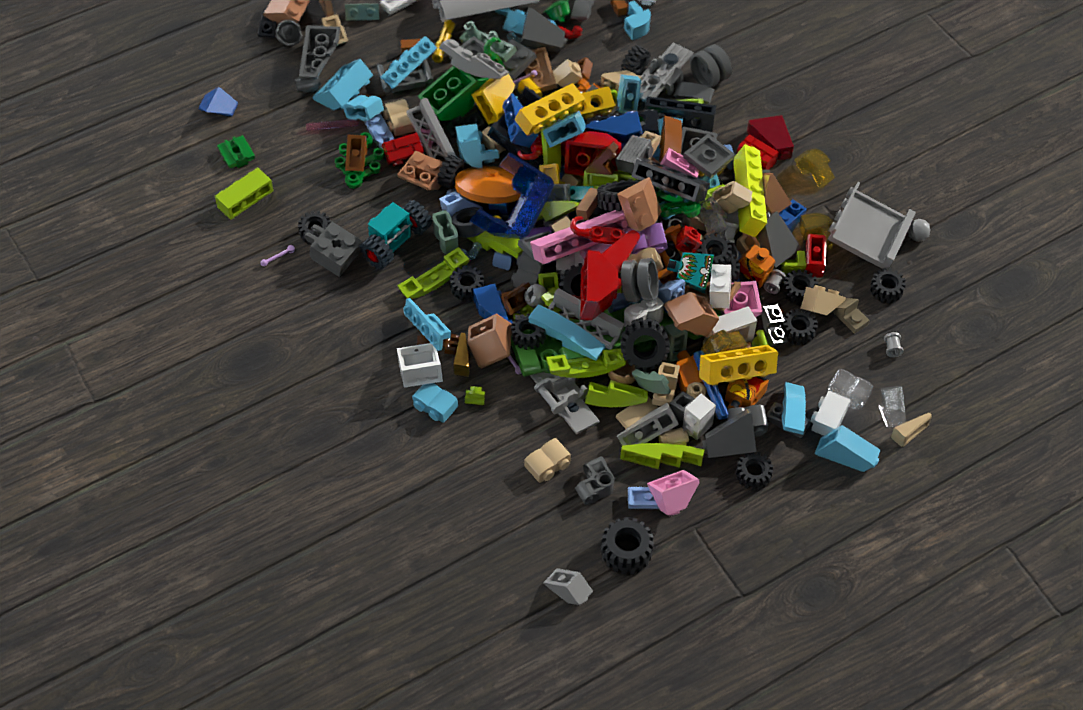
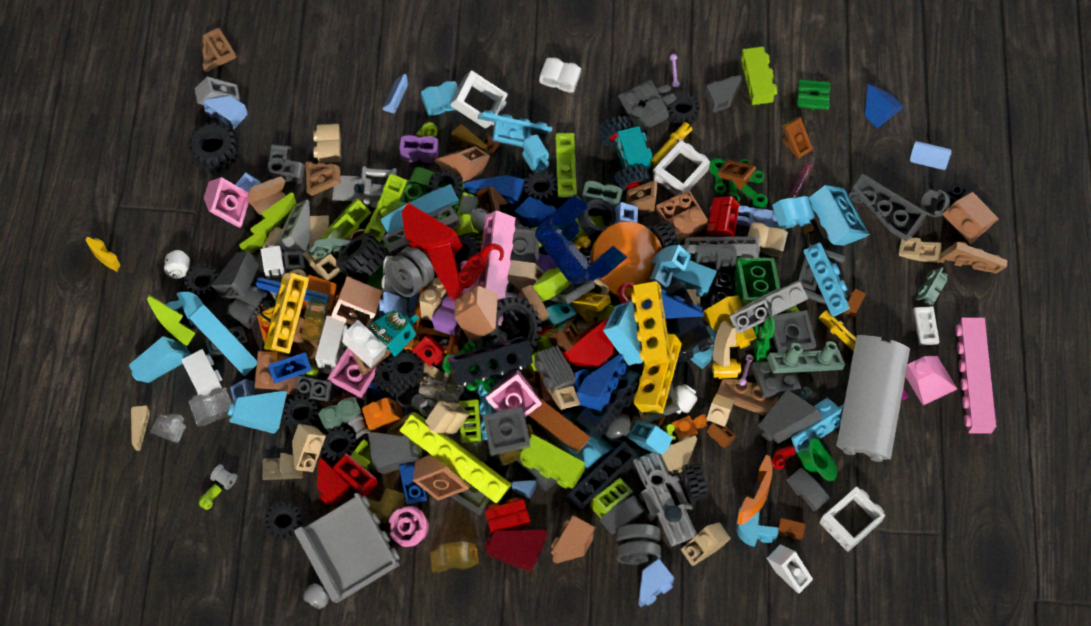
camera: 125 degrees right, 10 degrees up
(243, 58) = (930, 155): none -> light blue slope
(279, 207) = (722, 93): none -> dark grey slope
(288, 143) = (796, 137): none -> dark orange slope
(344, 328) = (560, 74): none -> white brick
(350, 218) = (674, 139): none -> yellow pin
(367, 210) = (671, 183): none -> white window
(426, 195) = (643, 197): none -> medium nougat slope
(442, 294) = (535, 153): none -> medium azure brick
(450, 132) = (719, 258): none -> dark grey slope
(456, 441) = (396, 94): none -> light blue slope
(497, 267) = (533, 212): none -> blue slope
(501, 382) = (415, 149): none -> medium lavender brick
(516, 83) = (724, 340): none -> tan slope
(522, 622) = (216, 50): none -> medium nougat wing
(580, 560) = (226, 110): none -> light blue slope
(585, 441) = (321, 177): none -> medium nougat wing
(612, 18) = (752, 506): none -> orange slope
(637, 469) = (266, 194): none -> medium nougat panel
(670, 33) = (705, 543): none -> tan slope
(700, 123) = (552, 462): none -> lime brick
(735, 52) = (654, 581): none -> light blue slope
(742, 102) = (574, 540): none -> nougat slope
(757, 498) = (176, 264): none -> white head
(774, 294) = (339, 414): none -> sand green brick
(776, 340) = (289, 368): none -> blue slope
(785, 465) = (186, 304): none -> medium azure brick
(791, 364) = (264, 381): none -> nougat slope
(798, 565) = (101, 253): none -> yellow slope
(811, 455) = (171, 320): none -> lime slope
(816, 380) = (243, 389): none -> medium blue slope
(821, 199) = (408, 526): none -> bright pink cone
(824, 349) = (258, 411): none -> medium azure slope
(835, 271) = (330, 485): none -> red slope
(917, 347) = (206, 500): none -> lime arm

